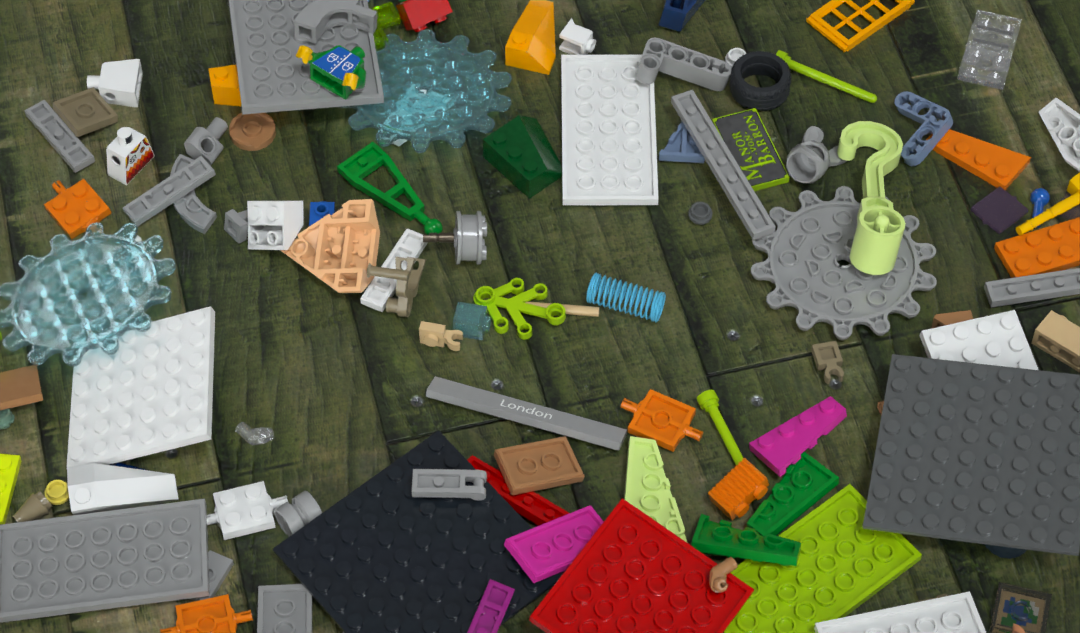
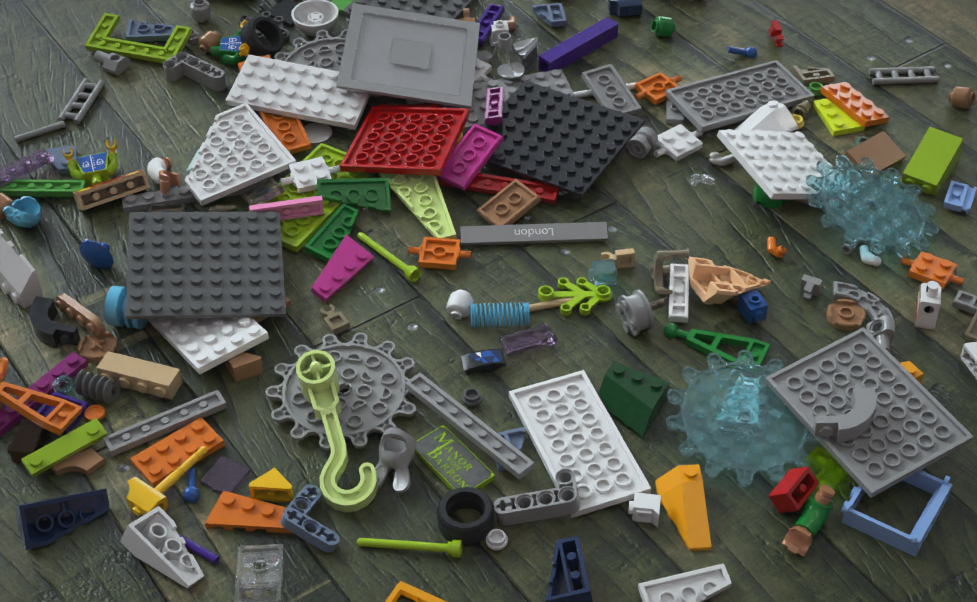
camera: 160 degrees right, 10 degrees down
(169, 191) = (877, 293): light grey plate -> none
(206, 458) = (722, 161): none -> white arm
(222, 190) = (845, 315): none -> medium nougat tile
(238, 295) = (776, 251): none -> orange arm
(273, 224) = (784, 286): white slope -> none
(336, 68) = (810, 370): torso -> none
(449, 483) = (555, 159): light grey plate -> none
(604, 262) = (527, 339): none -> clear purple plate
(663, 250) = (489, 359): none -> black slope
(667, 330) = (459, 304): none -> white head
(718, 574) = (363, 158): medium nougat arm -> none
(739, 489) = (369, 222): orange brick -> none
(798, 599) = (305, 174): none -> white plate
(850, 534) = (293, 208): none -> bright pink plate
(874, 588) = (262, 192): none -> clear smoke tile
(952, 171) = (271, 487): none -> yellow slope
(1044, 141) = (199, 550): none -> dark purple bar

